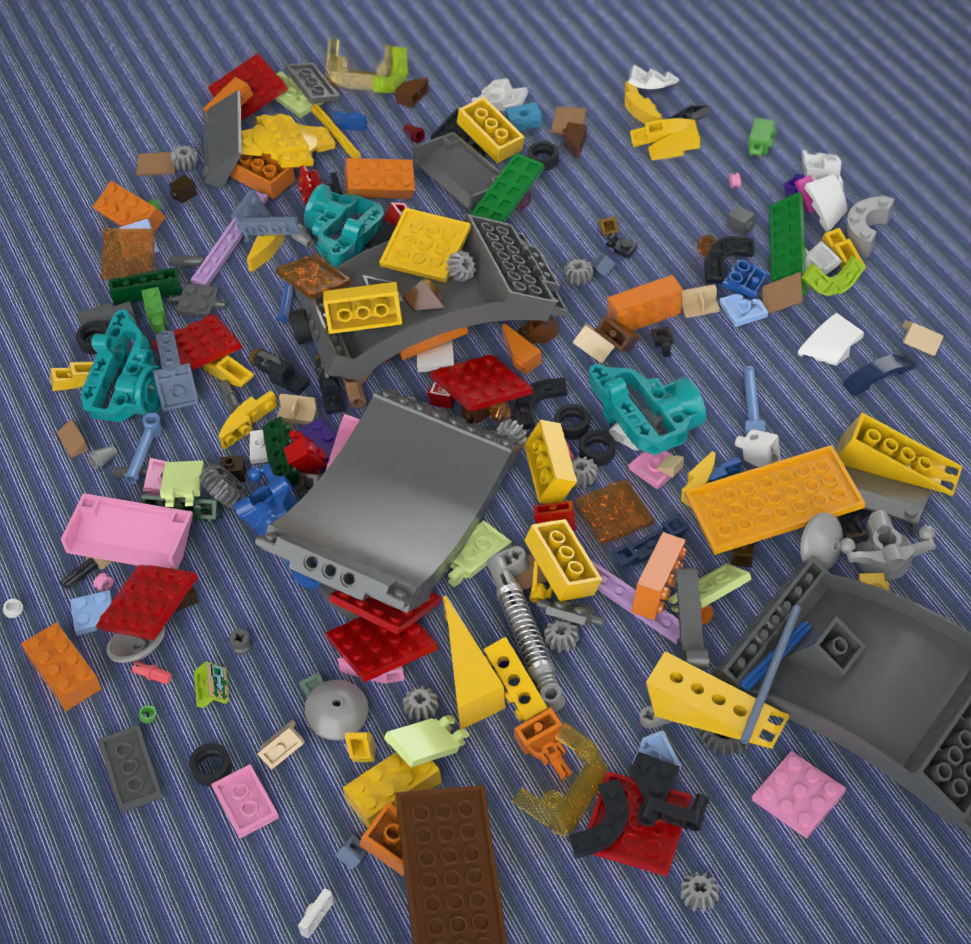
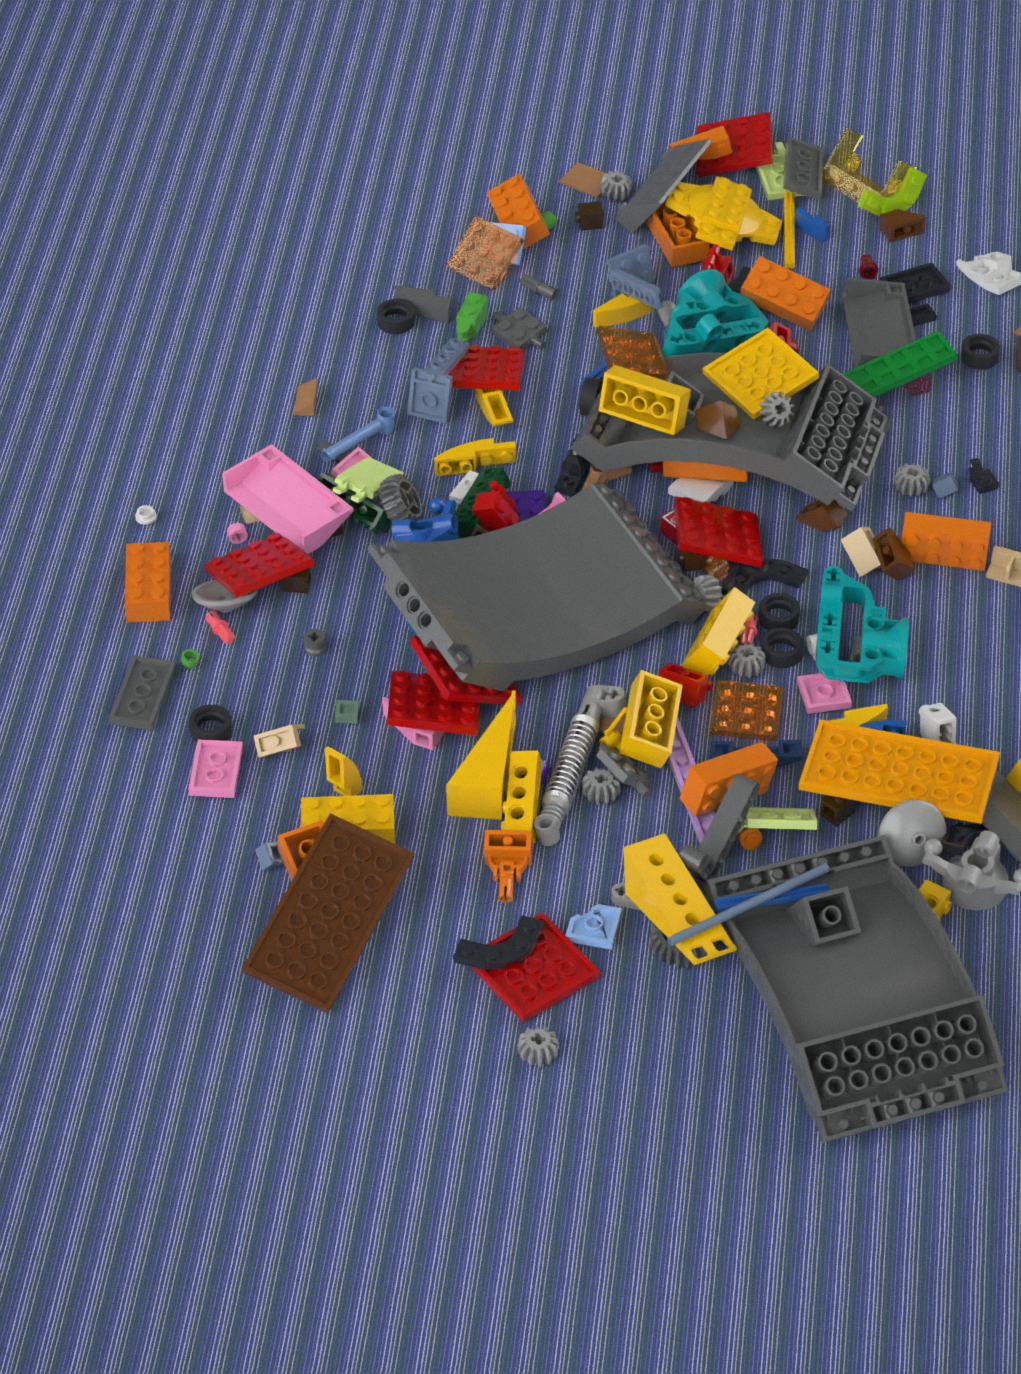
camera: 30 degrees right, 5 degrees down
(70, 377) = (355, 343): yellow slope -> none
(79, 573) = (222, 515): black axle -> none
(88, 609) = (205, 548): light blue plate -> none
(102, 456) = (320, 426): light grey cone -> none
(131, 286) = (457, 284): dark green brick -> none
(135, 387) = (390, 356): teal piece -> none
(210, 684) = (263, 663): panel -> none
(221, 252) = (581, 292): lavender plate -> none
(229, 395) = (477, 429): dark grey axle -> none
(235, 465) = (427, 491): dark brown brick -> none
(279, 371) = (540, 429): black plate -> none
(298, 409) = (528, 472): tan panel -> none
(315, 913) = (203, 882): white plate -> none
(333, 721) = (362, 746): light grey dish -> none
(420, 703) = (427, 773): light grey gear -> none
(426, 740) = (403, 800): yellowish green tile -> none
(479, 548) = (576, 680): yellowish green tile -> none
(490, 129) = (943, 297): yellow brick -> none
(522, 352) = (786, 525): orange slope -> none
(524, 116) = (994, 303): dark azure brick -> none
(564, 812) = (498, 914): clear yellow windscreen -> none
(608, 225) = (986, 452): pearl gold slope -> none
(653, 776) = (577, 938): black plate -> none
(655, 809) = (577, 985): black beam -> none
(663, 338) = (939, 582): black plate -> none
(671, 465) = (836, 697): tan slope -> none
(752, 402) = (958, 704): medium blue piece -> none
(799, 794) = (700, 1026): bright pink plate -> none

